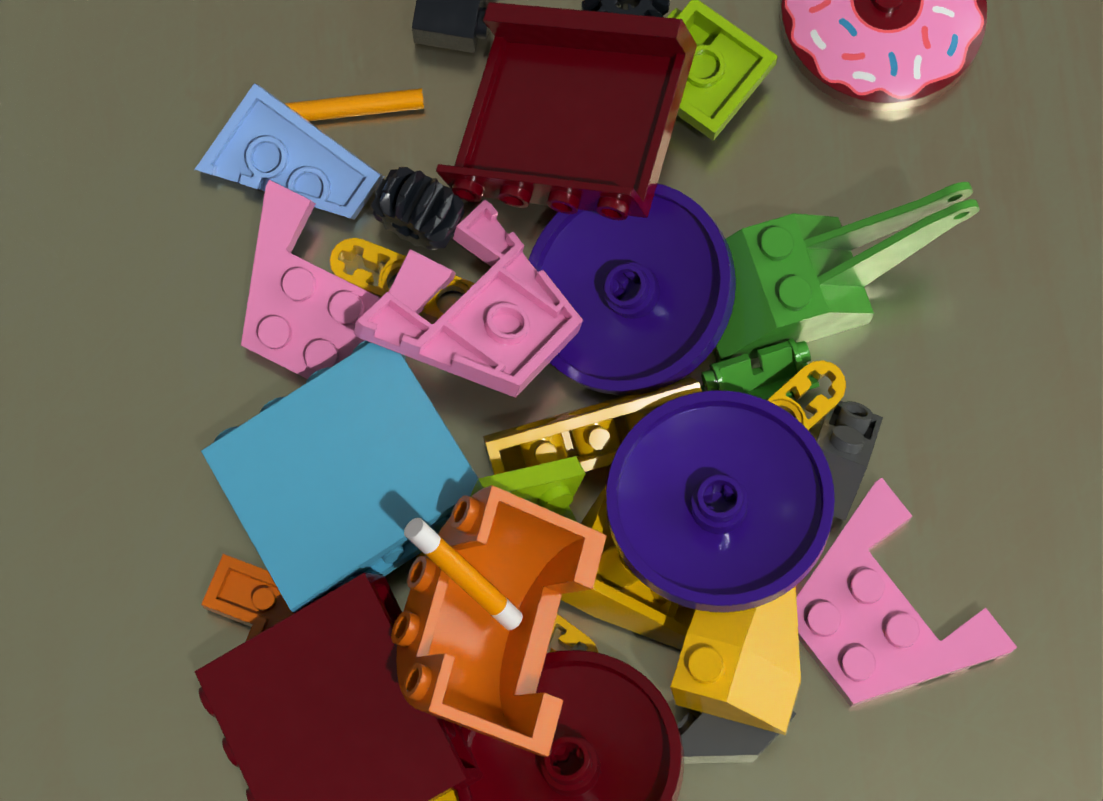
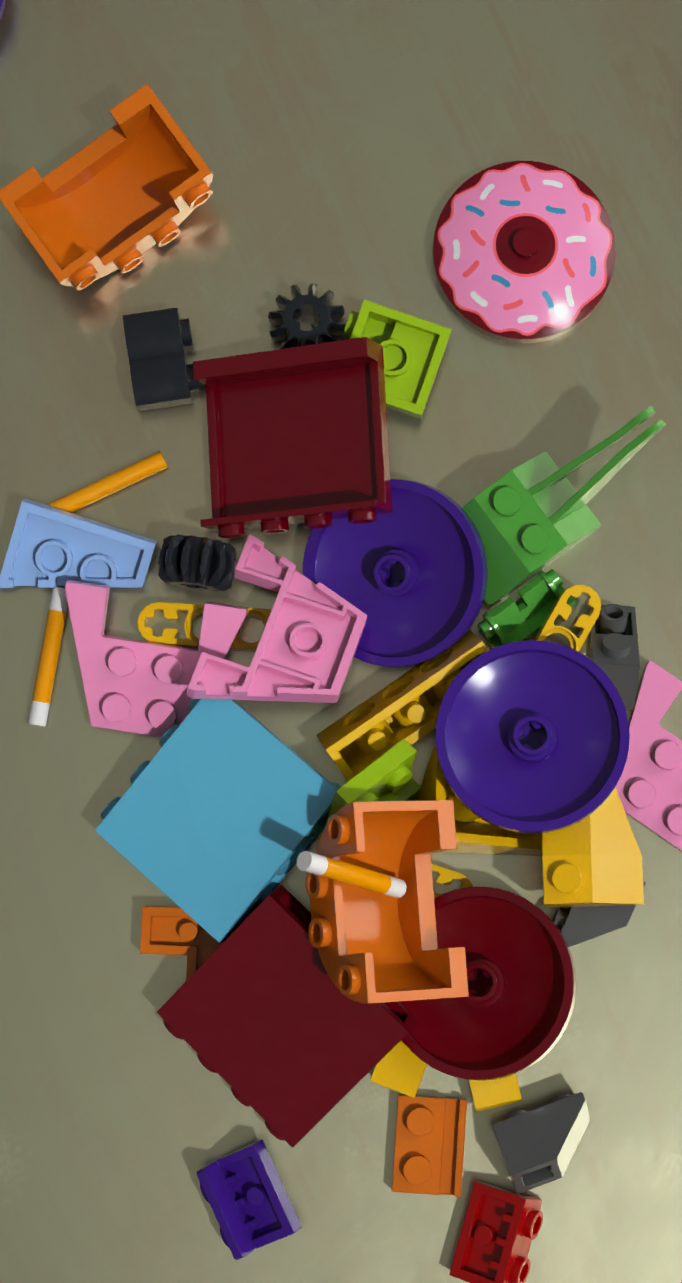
camera: 15 degrees left, 10 degrees up
(221, 263) = (48, 658): none -> light orange bar

